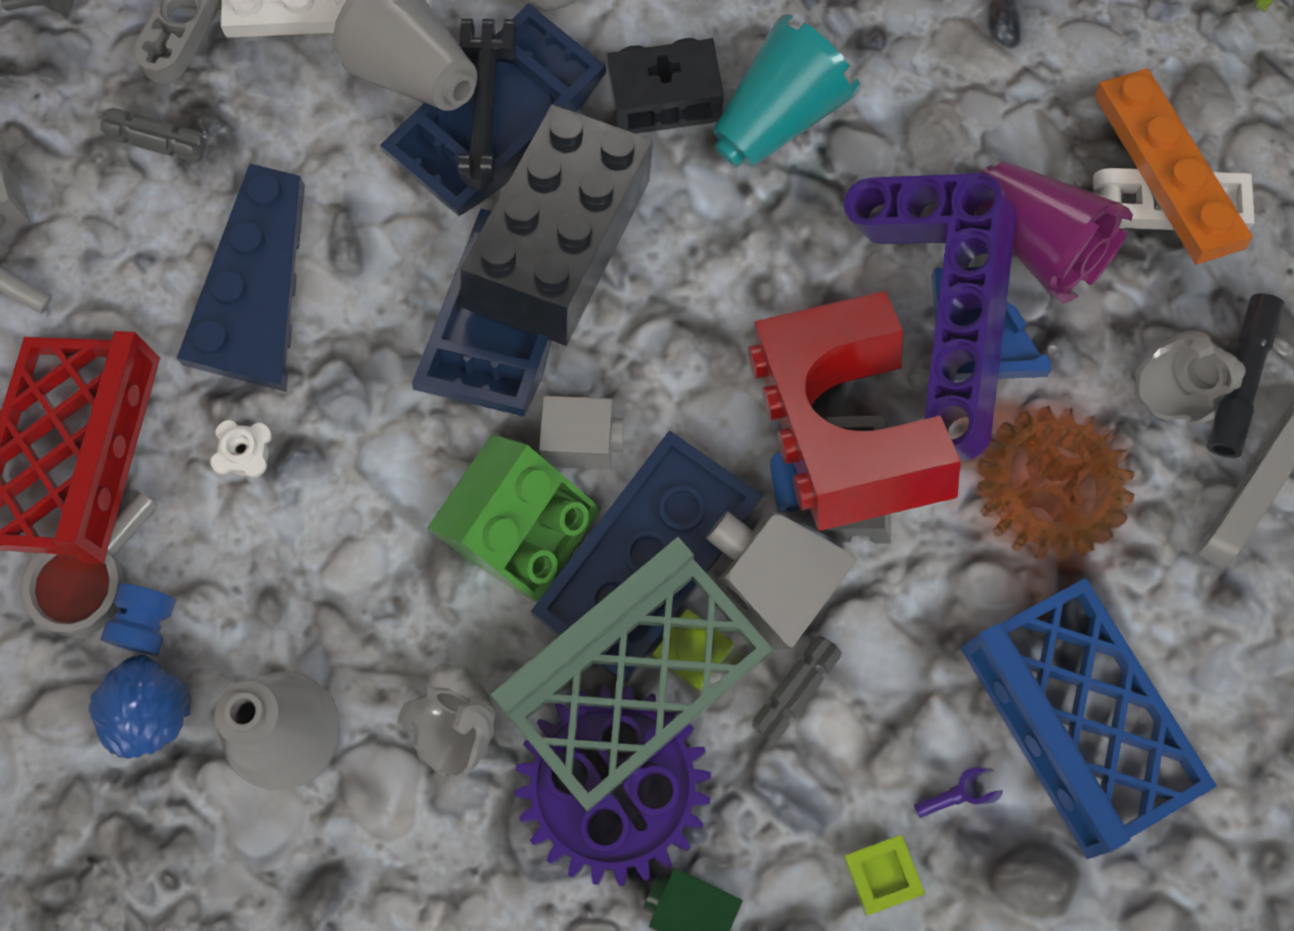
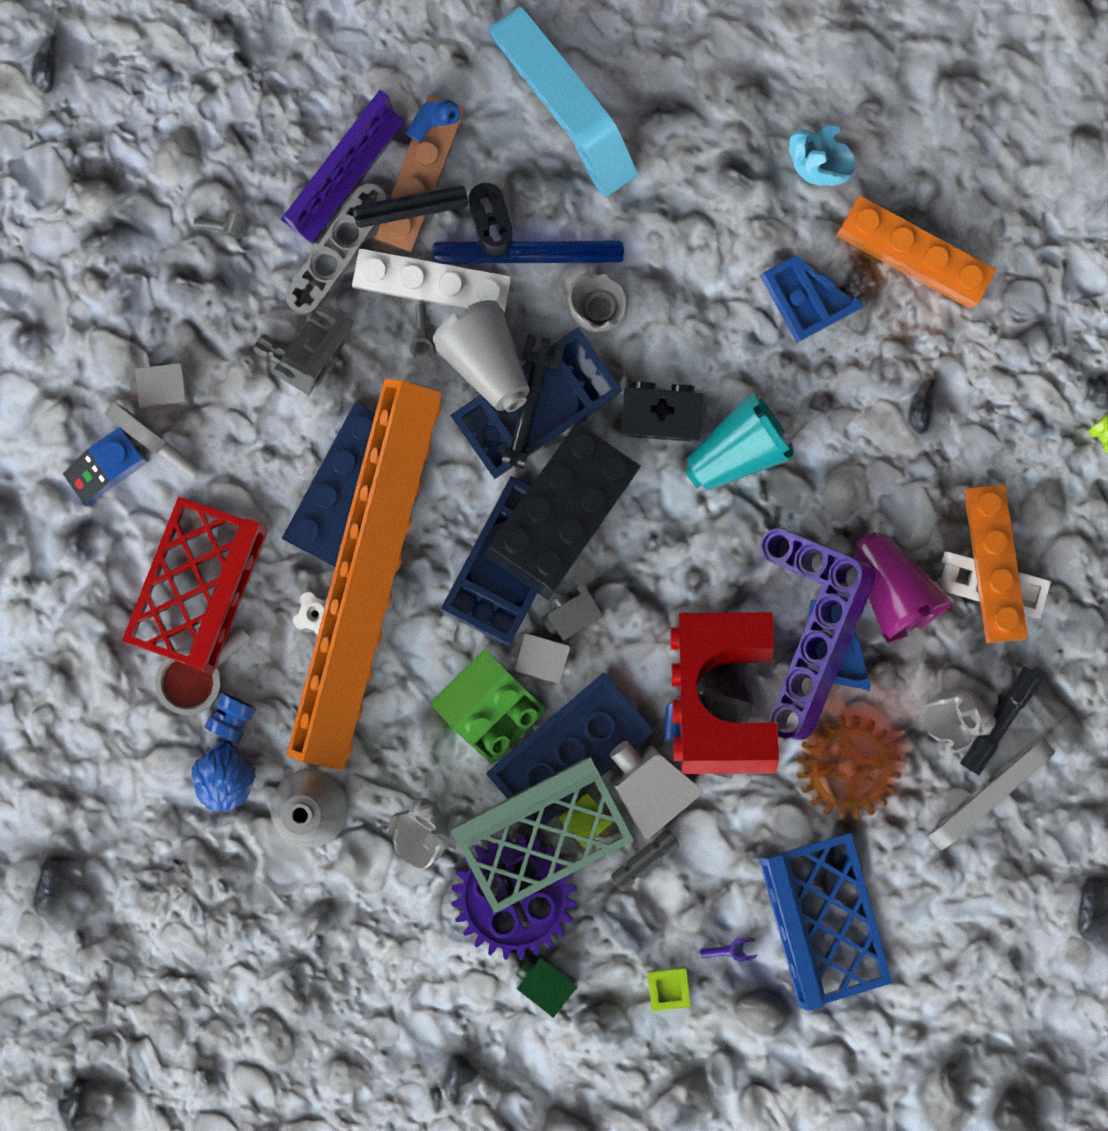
camera: 10 degrees right, 15 degrees up
(184, 107) = (314, 349): none -> dark grey hinge
(298, 387) = (364, 574): none -> orange brick
(325, 68) = (421, 332): none -> dark grey hand
(608, 362) = (571, 613): none -> dark grey brick

